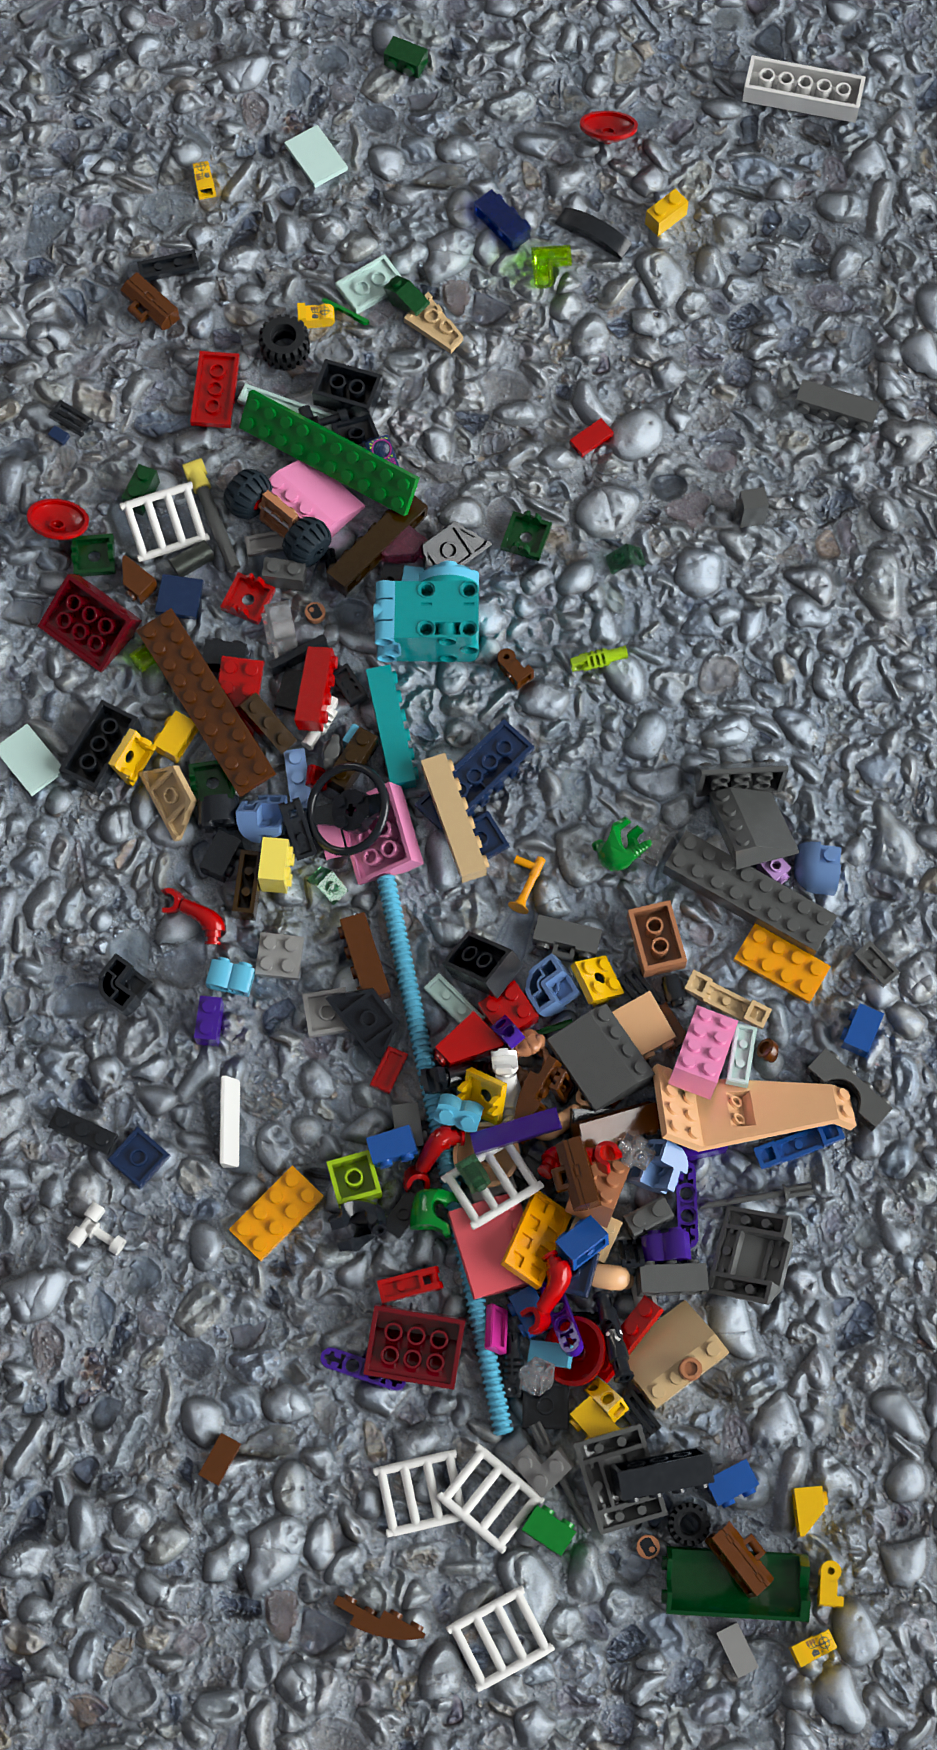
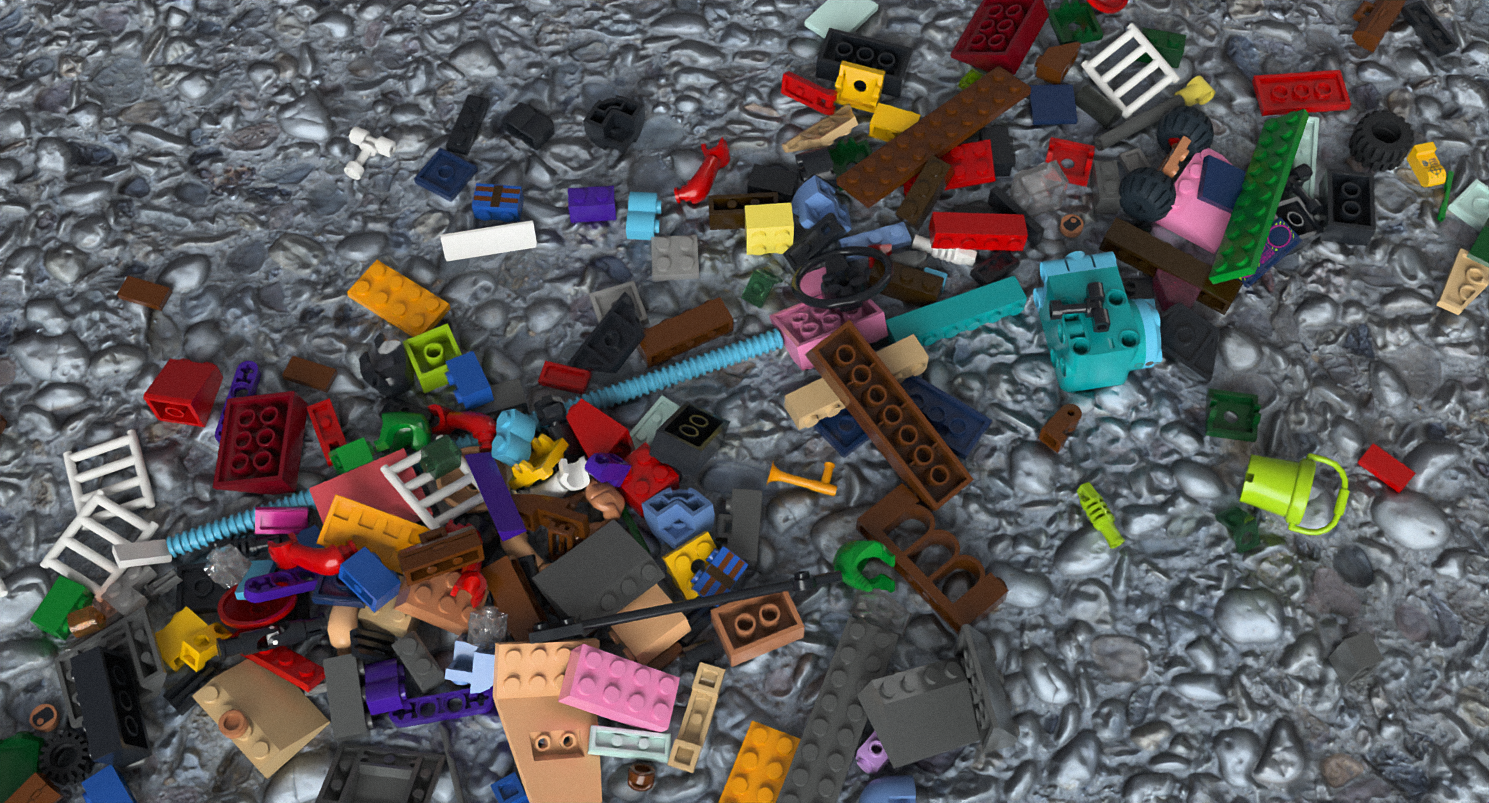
camera: 80 degrees right, 10 degrees down
(101, 1070) = (528, 125): none -> black brick
(124, 804) = (808, 93): none -> red plate
(187, 1109) = (498, 202): none -> blue brick
(307, 480) = (1220, 183): none -> dark blue tile
(342, 1301) = (310, 374): none -> reddish brown tile
(344, 1414) = (184, 392): none -> red slope
(436, 610) = (1091, 308): none -> black bar
(450, 1258) = (351, 456): none -> green brick
(497, 796) = (889, 416): none -> reddish brown brick
(509, 1456) = (141, 553): none -> white tile
(570, 1504) = (86, 621): none -> clear orange brick
(606, 511) = (1285, 488): none -> lime piece
(615, 960) = (720, 574): none -> brick
(652, 1078) = (570, 626): none -> black bar
(653, 759) = (903, 505): none -> reddish brown fence

